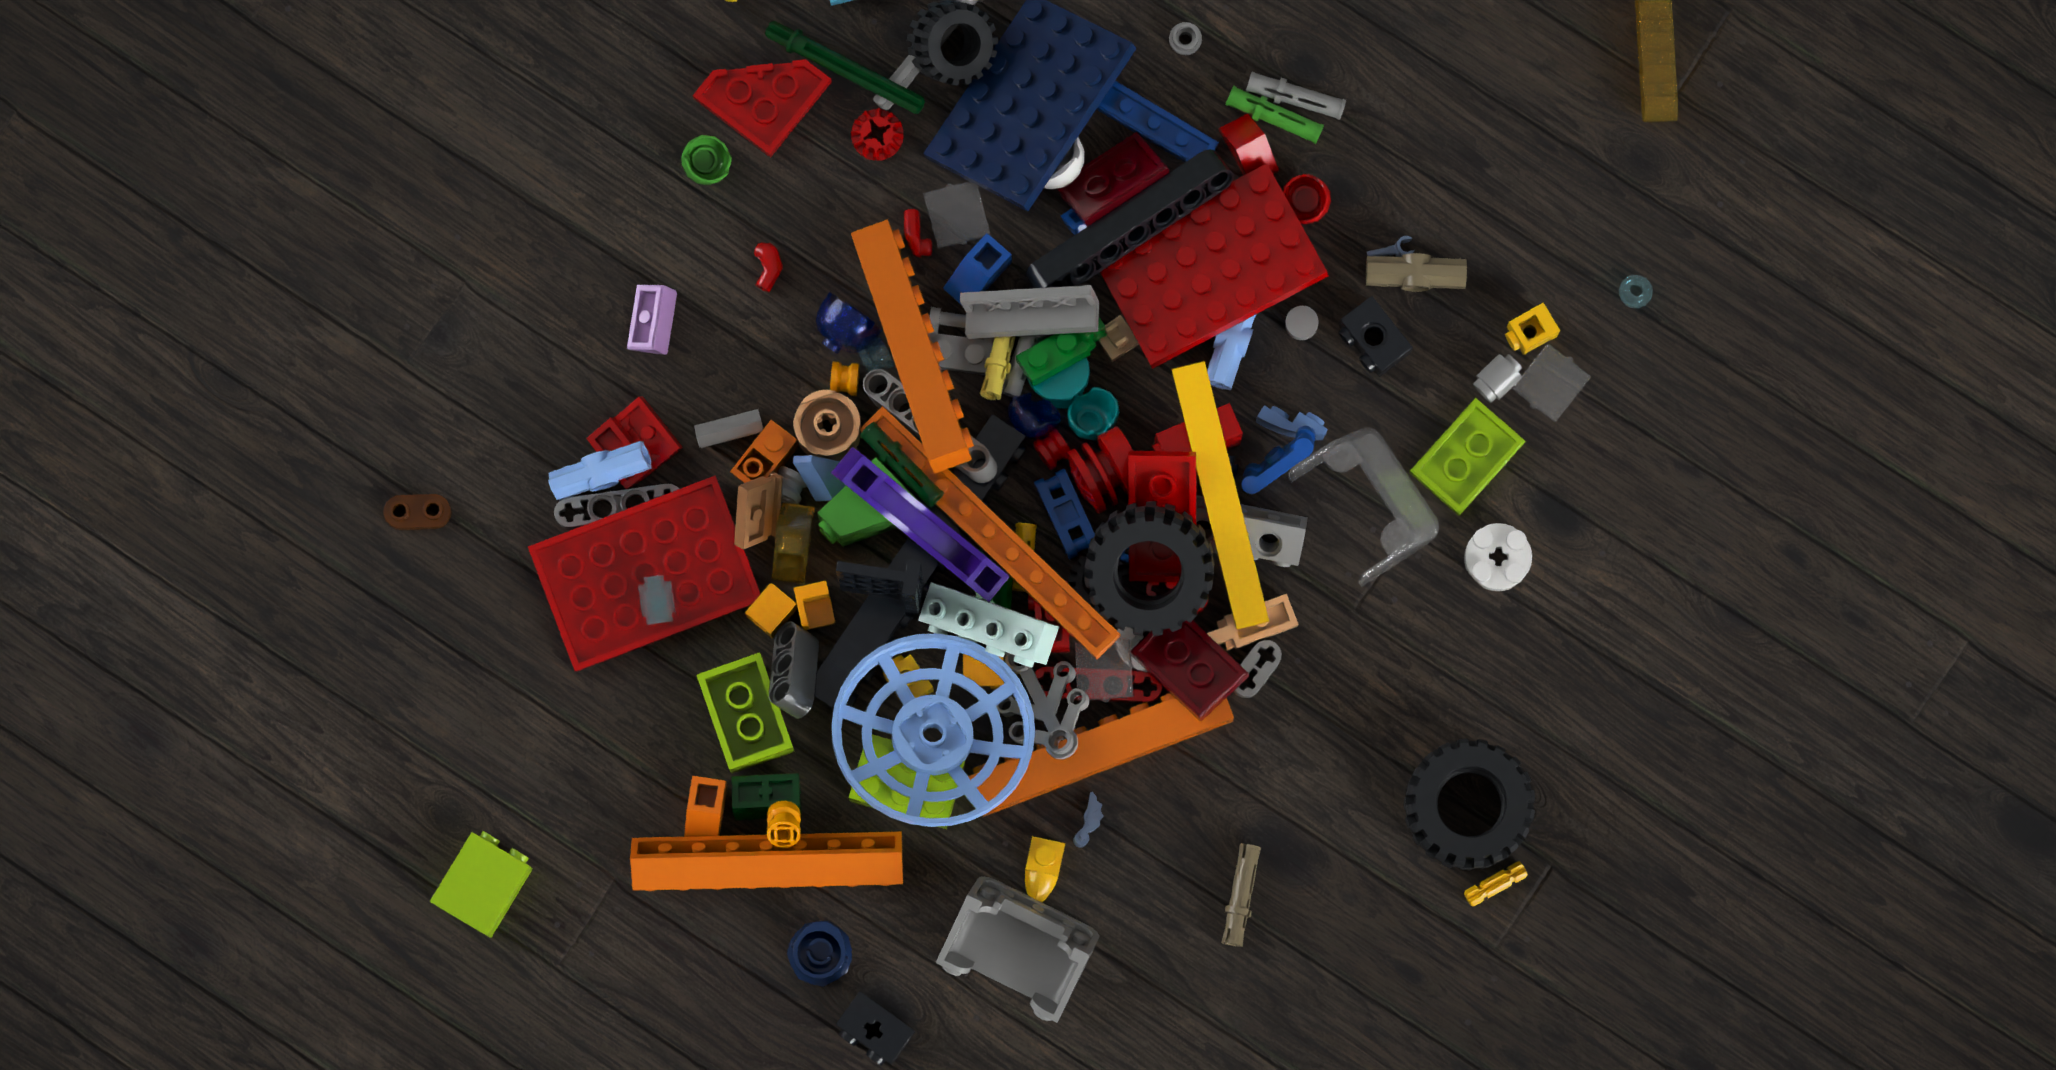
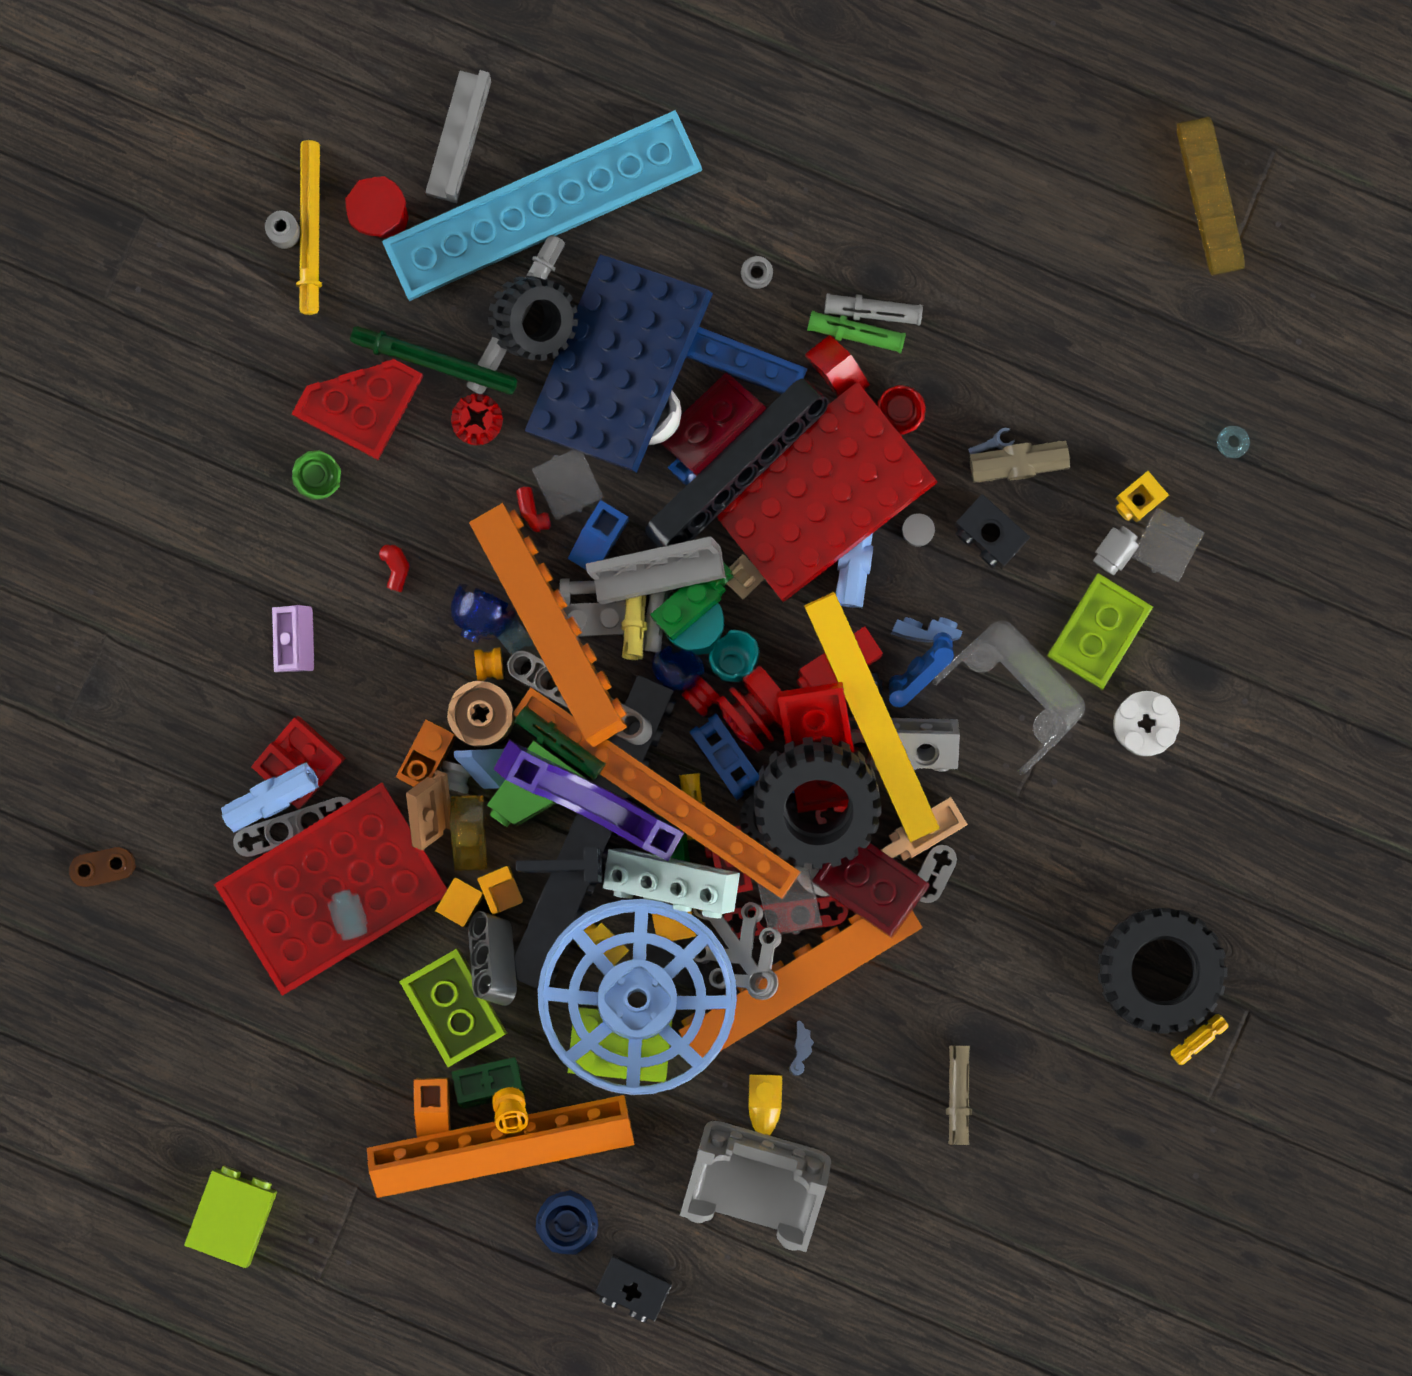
camera: 10 degrees left, 5 degrees up
(728, 428) = (386, 733): light grey tile -> none

